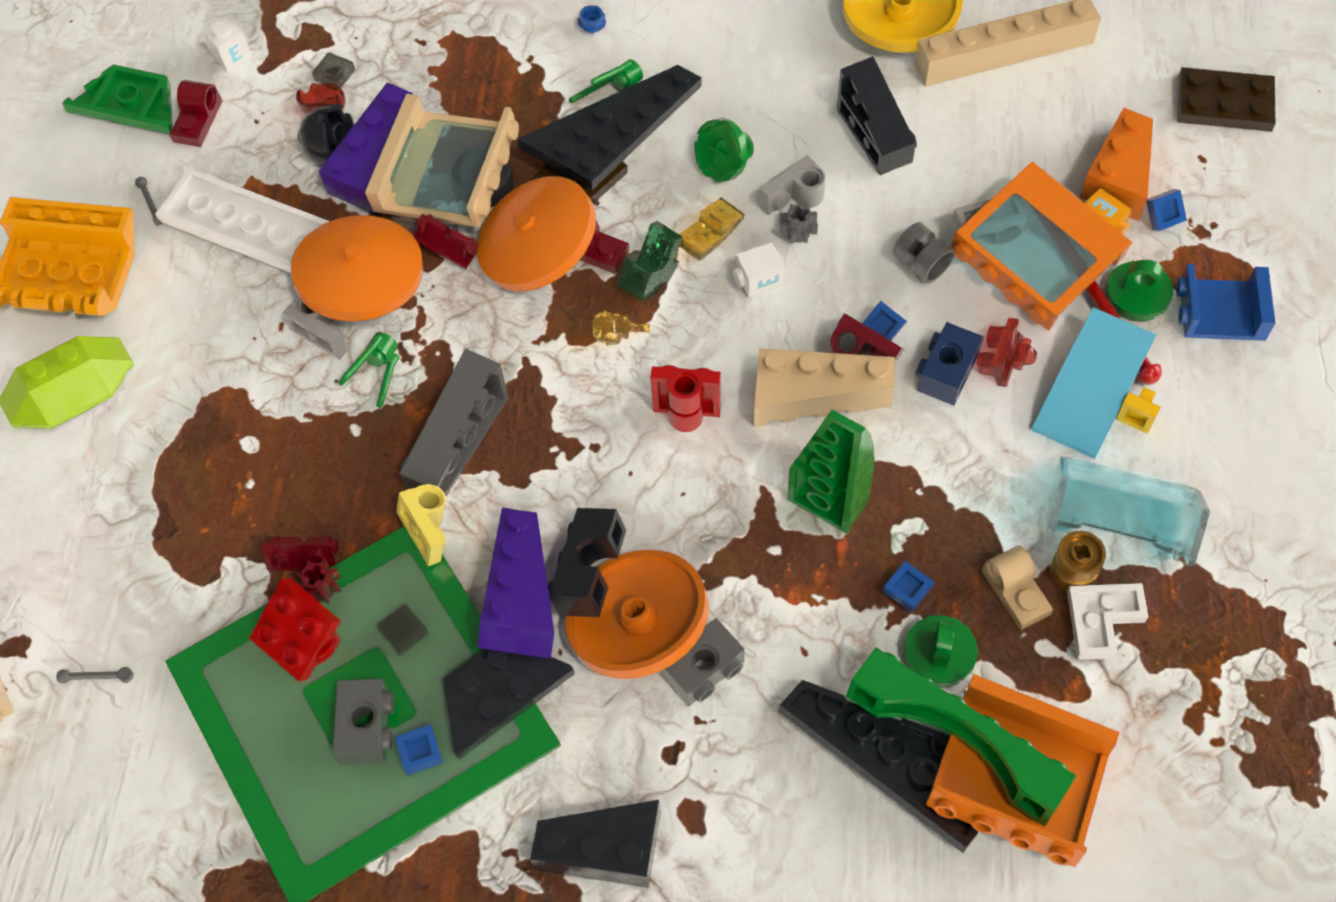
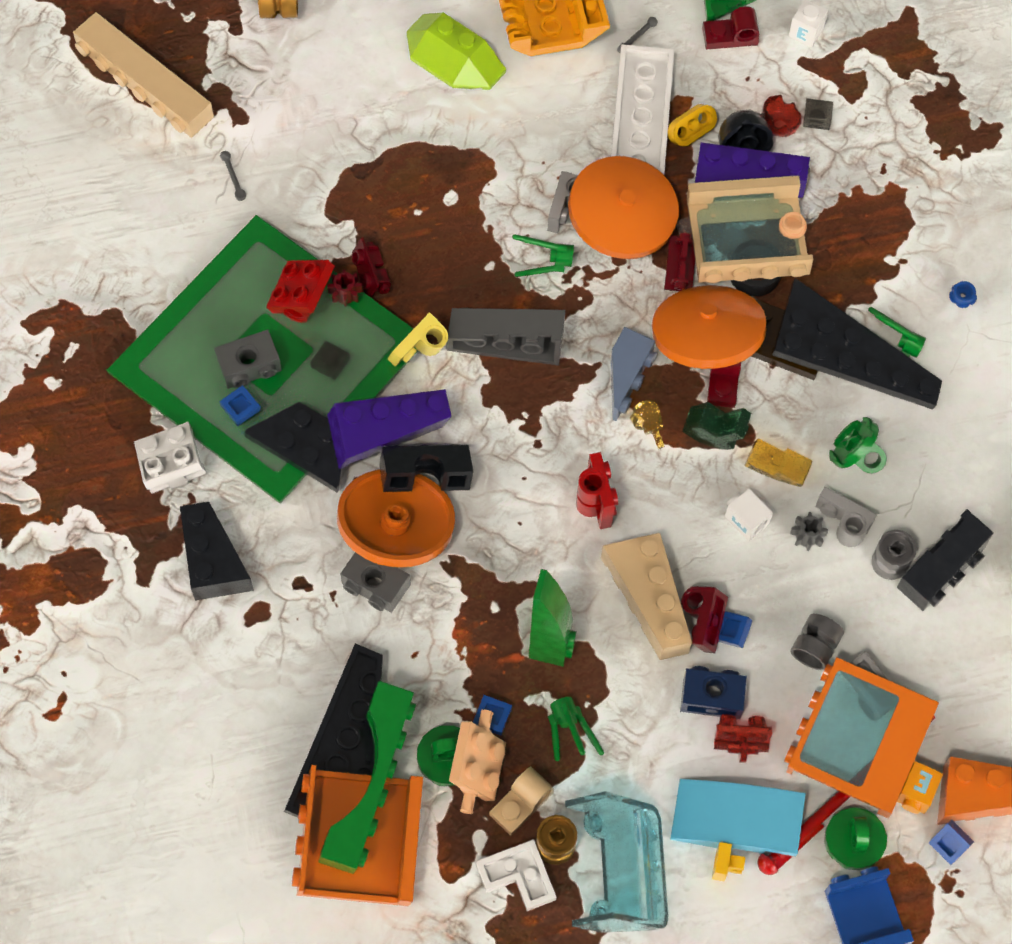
camera: 65 degrees right, 5 degrees up
(287, 180) = (690, 126): none -> yellow plate
(450, 859) = (169, 458): none -> white plate
(457, 120) = (792, 225): none -> light nougat plate
(544, 329) = (628, 360): none -> sand blue slope
(852, 158) = (894, 554): none -> flat silver wheel
(930, 511) = (566, 715): none -> green plant
(978, 618) = (477, 761): none -> light nougat plate

